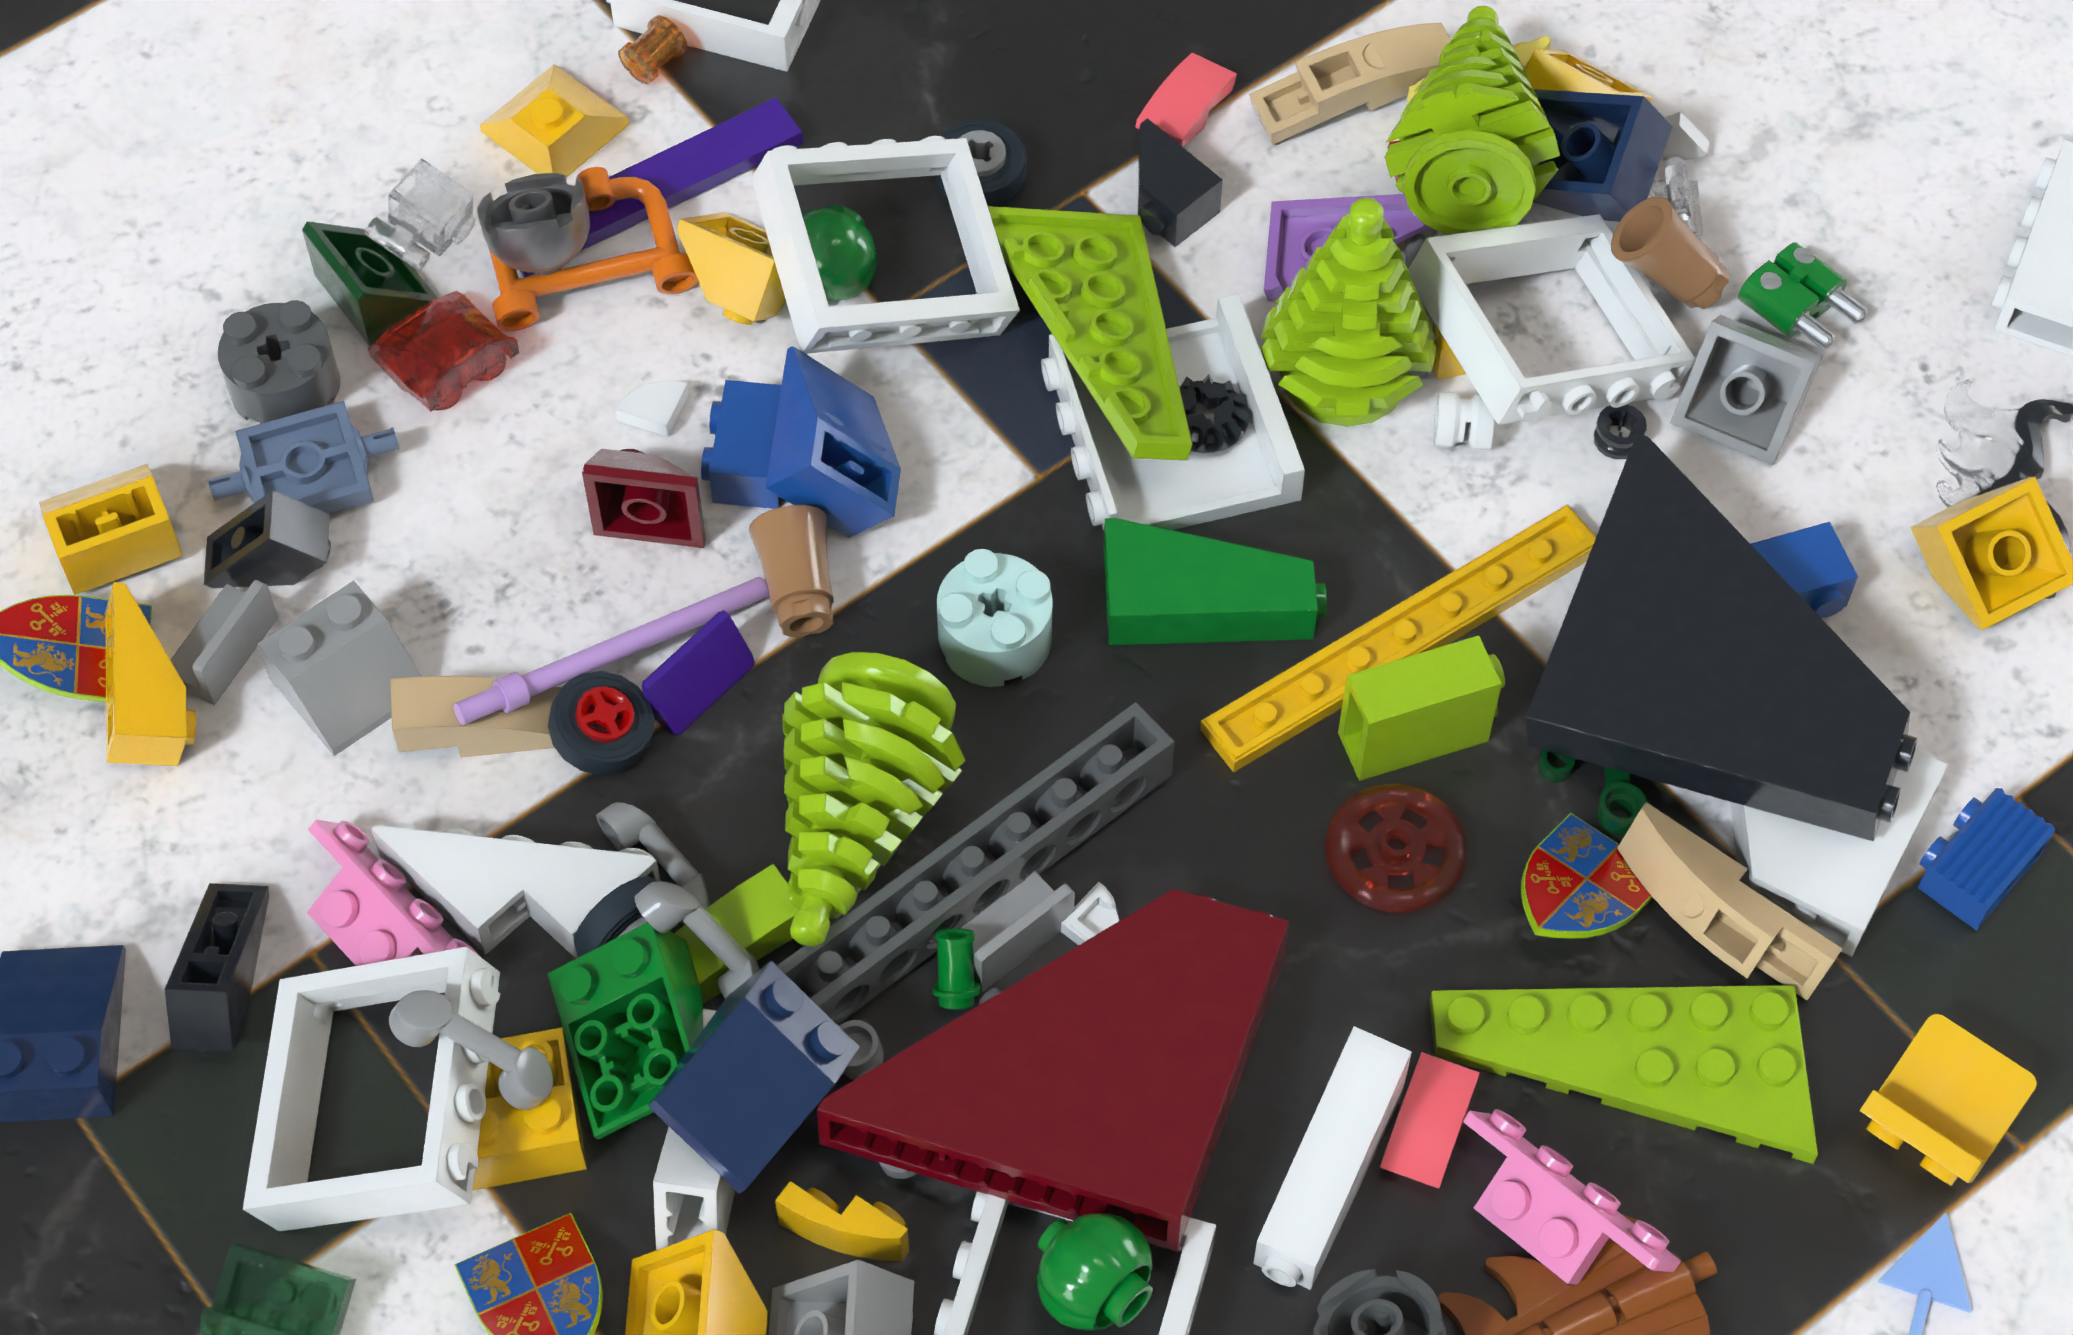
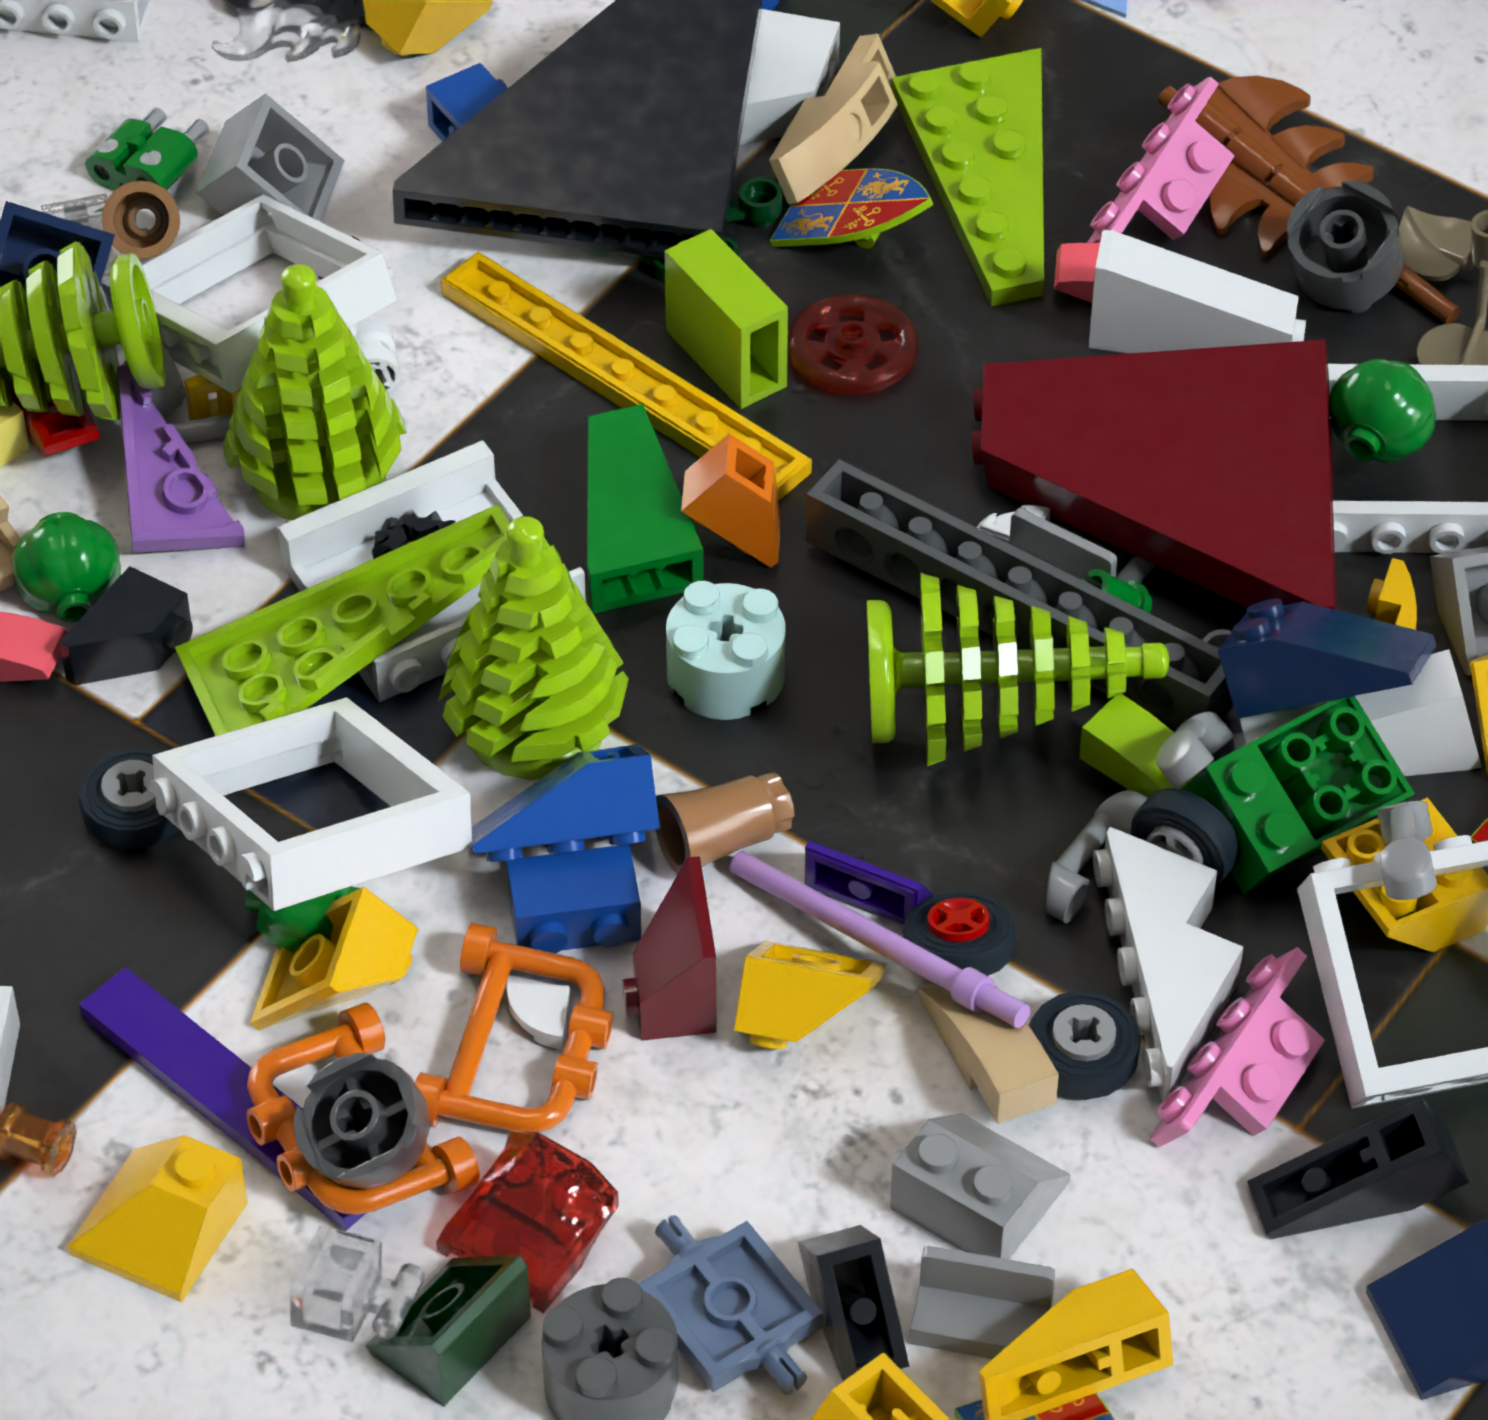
camera: 105 degrees left, 10 degrees down
(434, 805) = (1101, 1061): none -> black wheel
(592, 583) = (797, 989): none -> yellow slope
(621, 430) = (572, 1074): none -> orange bar
(982, 432) = (531, 663): none -> lime plant
(1156, 657) = (736, 497): none -> orange slope
(1256, 152) = (65, 565): none -> green plant

